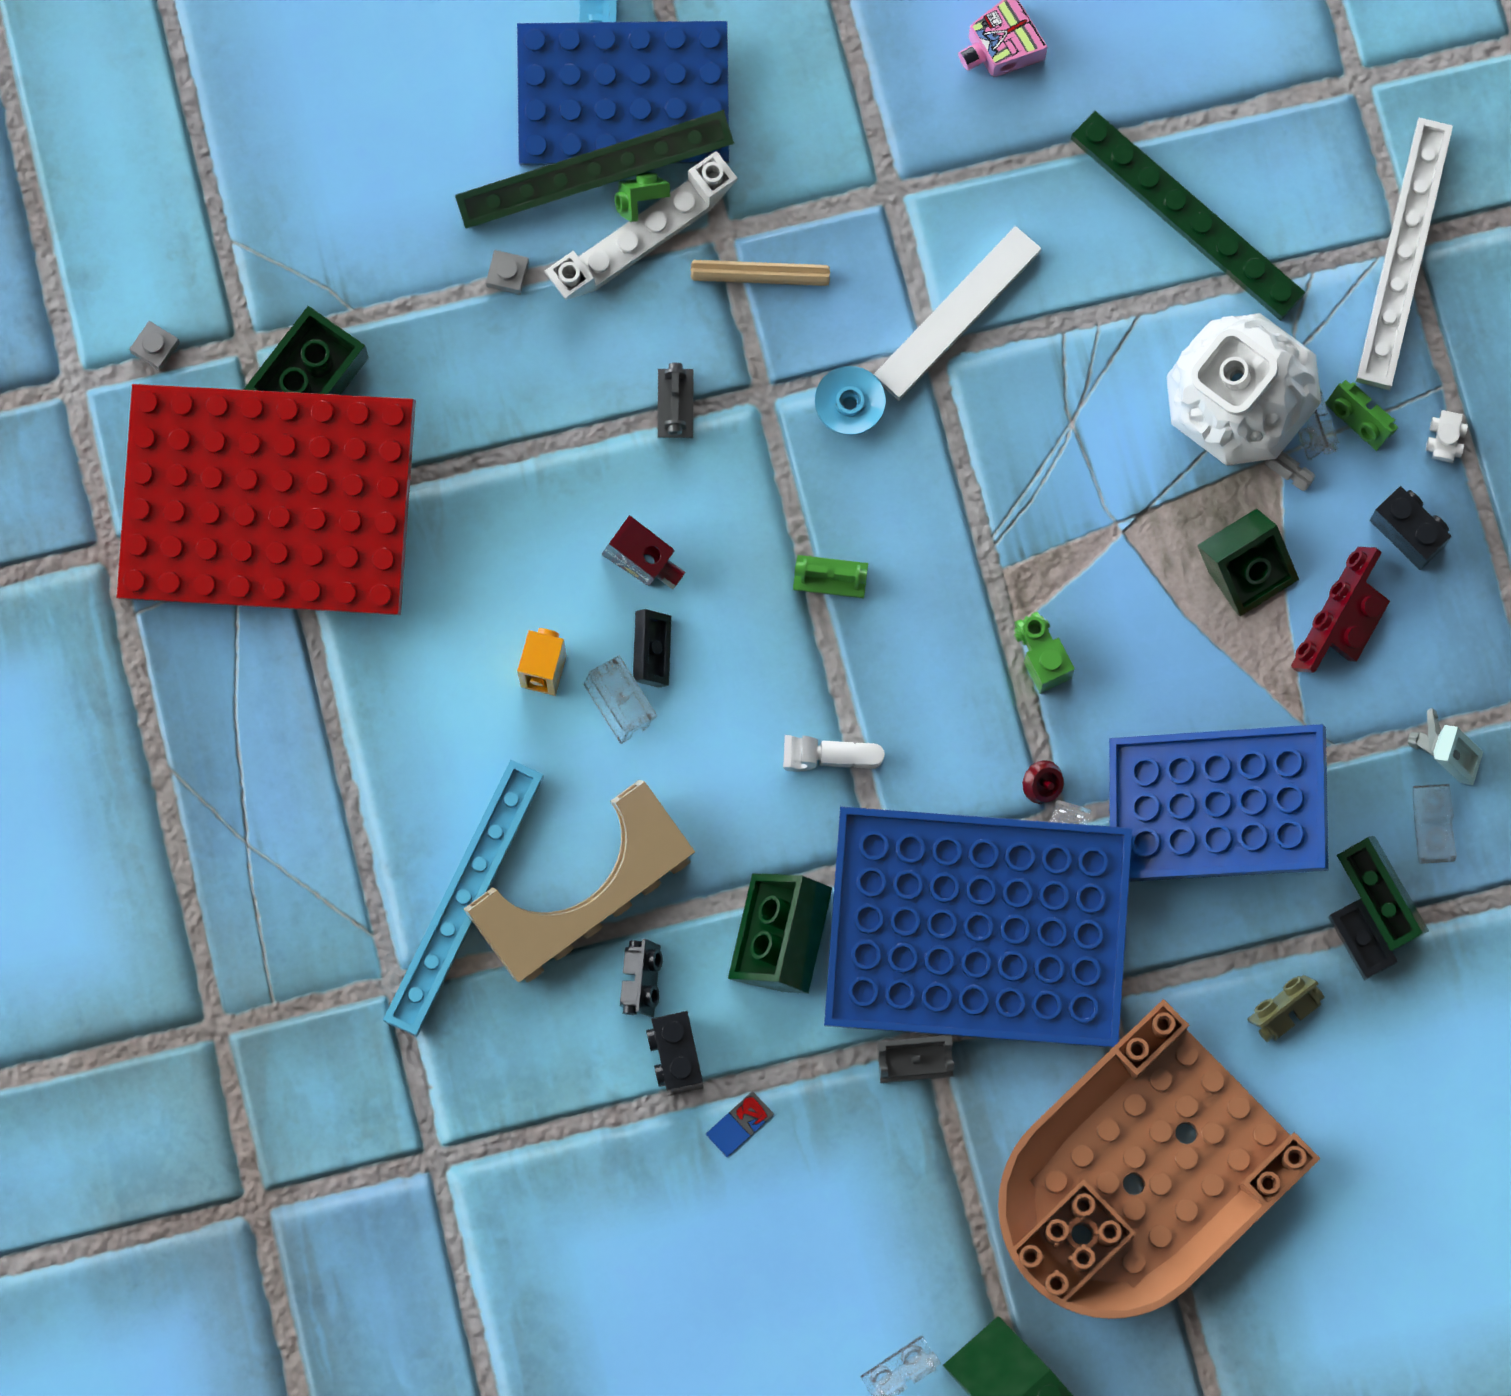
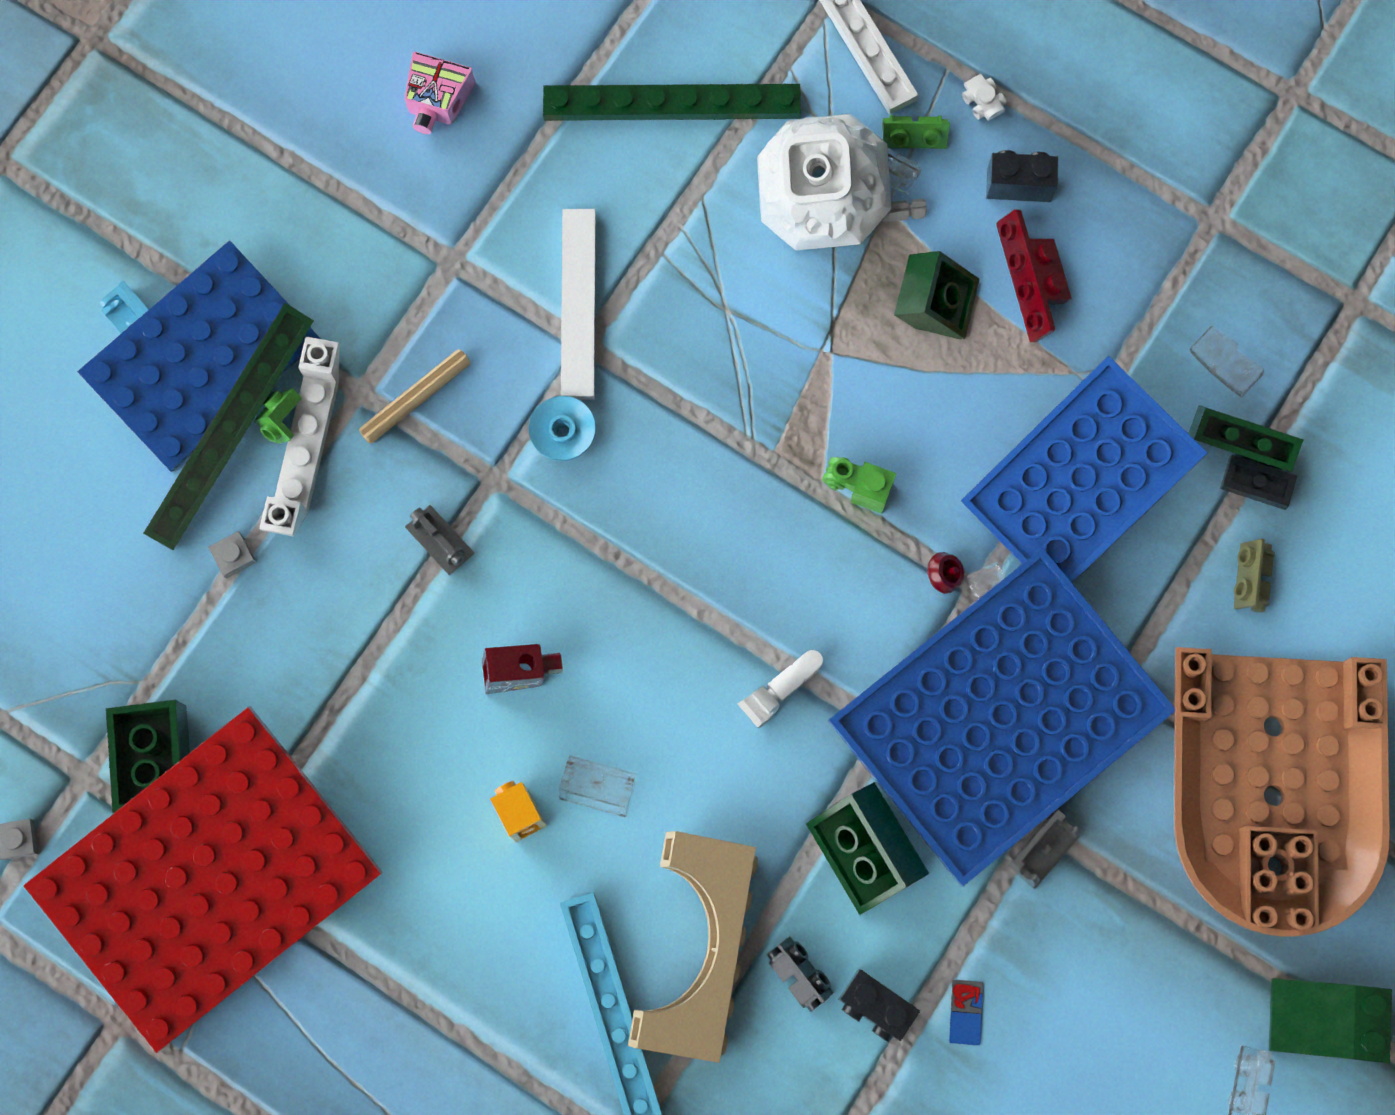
camera: 40 degrees left, 0 degrees up
(652, 648) = (585, 728): black plate -> none
(830, 576) = (663, 563): bright green hinge -> none
(1450, 749) = (1196, 300): light aqua piece -> none

